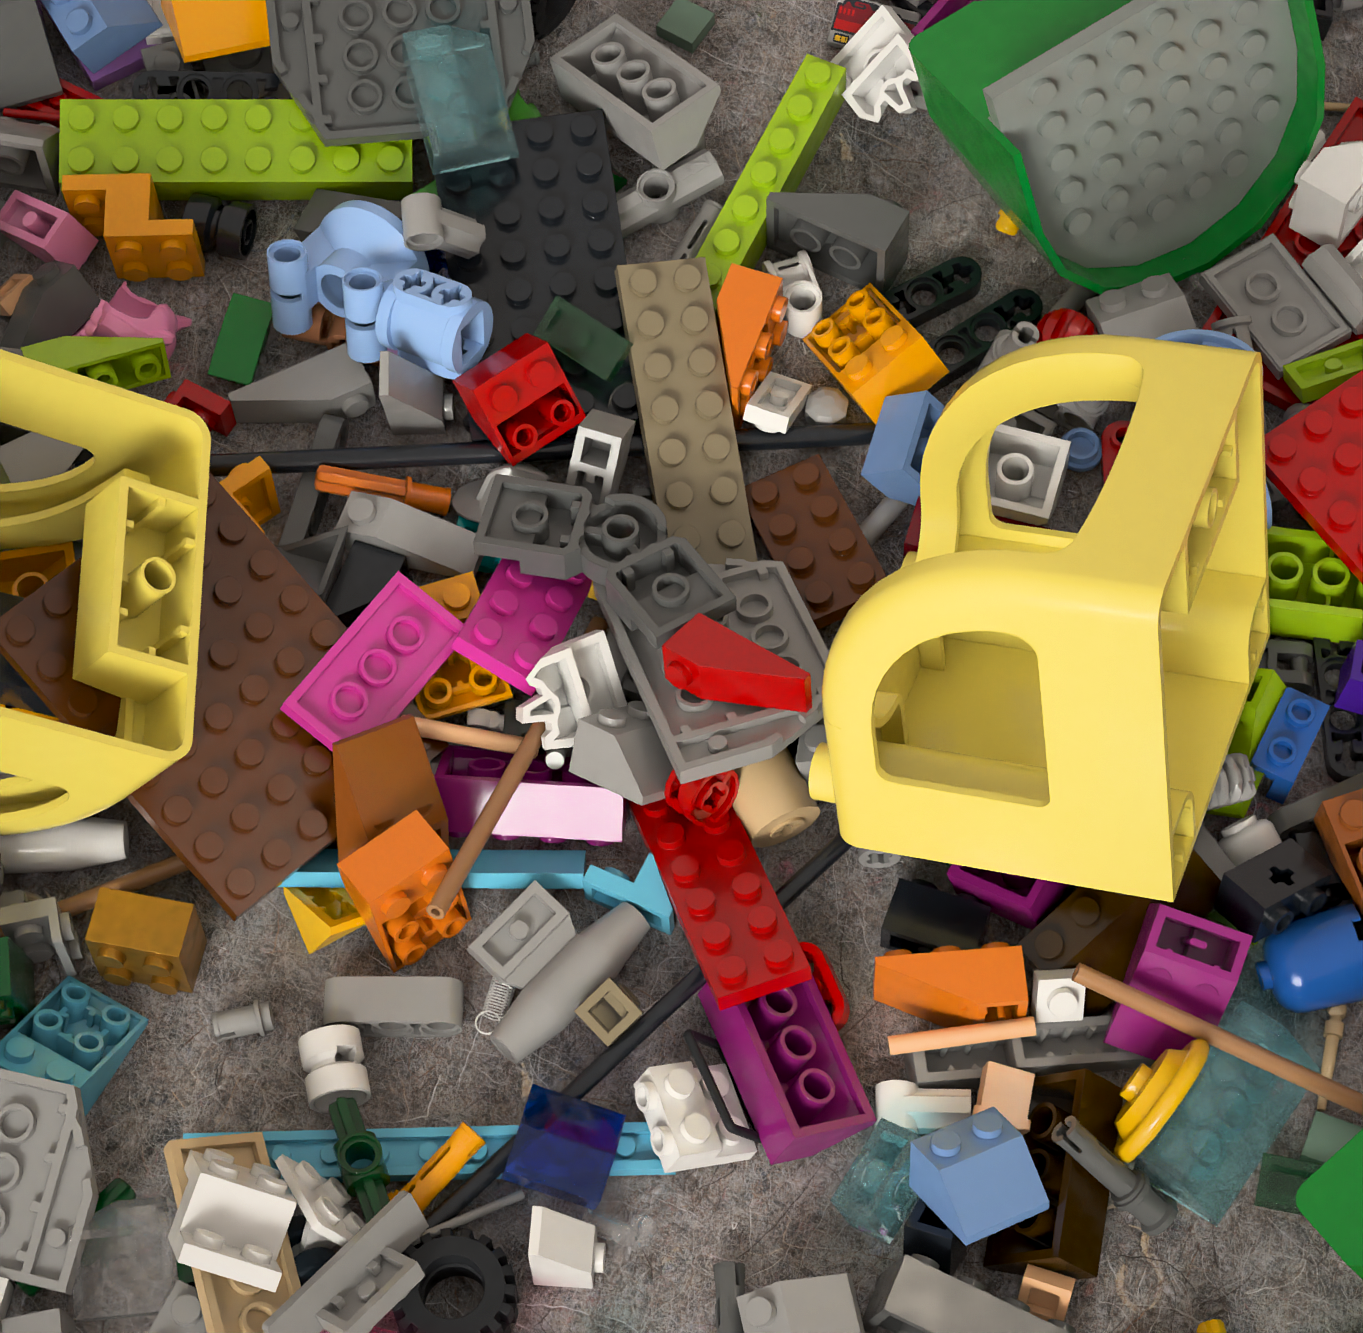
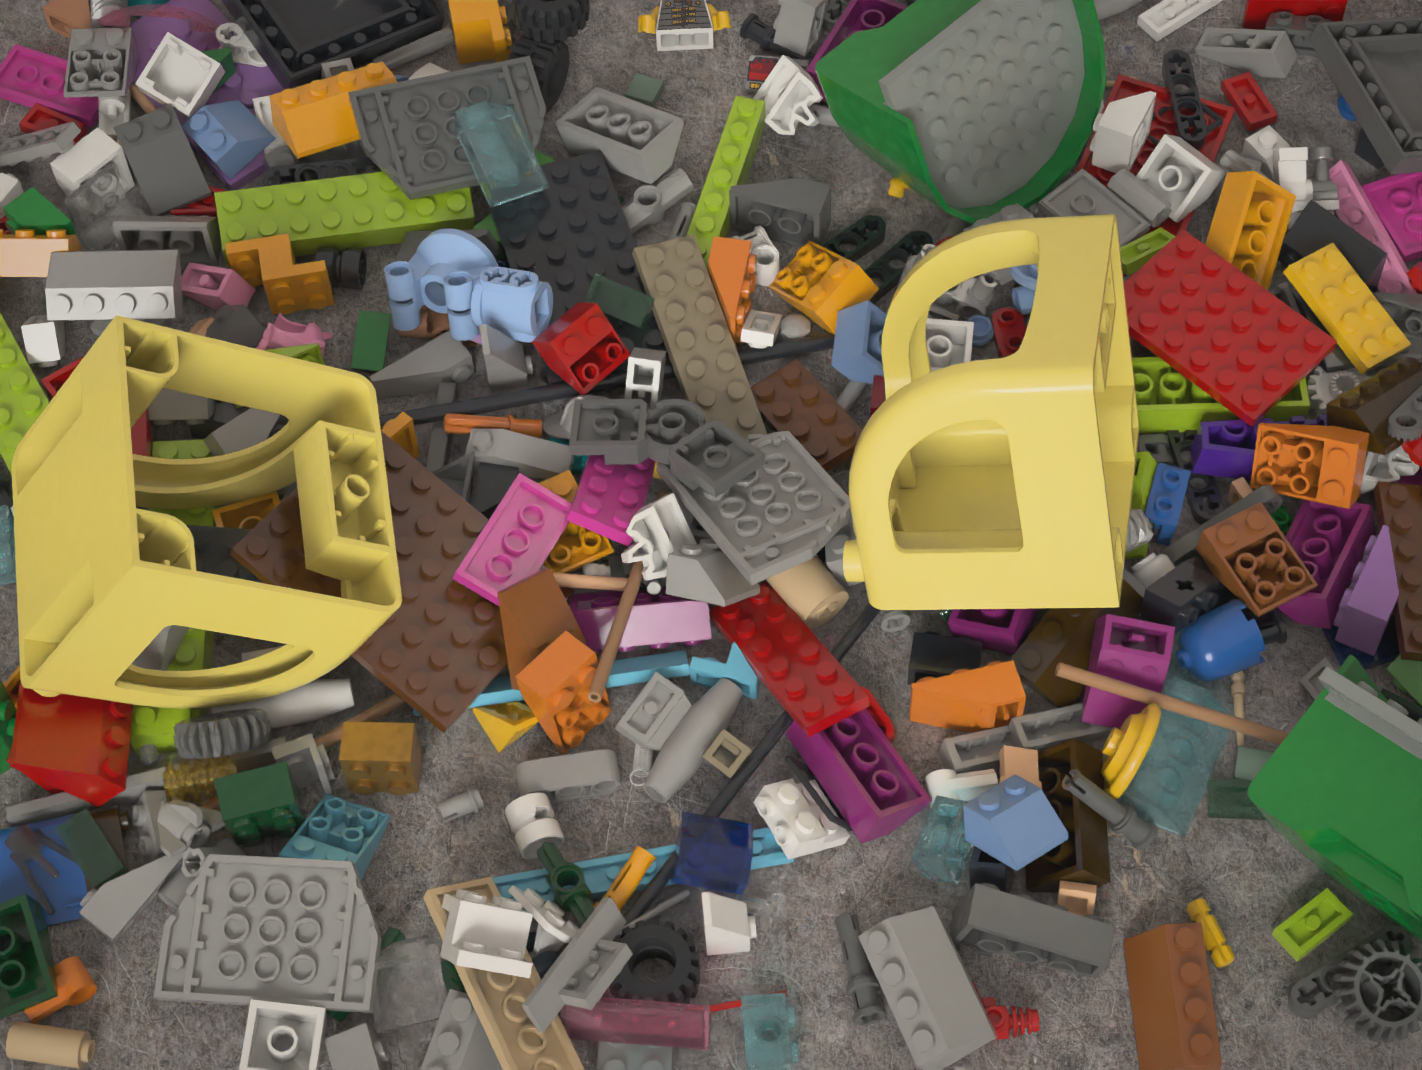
camera: 10 degrees left, 5 degrees down
(432, 227) = (499, 239): light grey piece -> none
(702, 798) = (764, 596): red wheel -> none
(732, 669) = (772, 501): red slope -> none
(961, 1035) = (980, 731): light nougat bar -> none
(1056, 996) = (1043, 694): white plate -> none

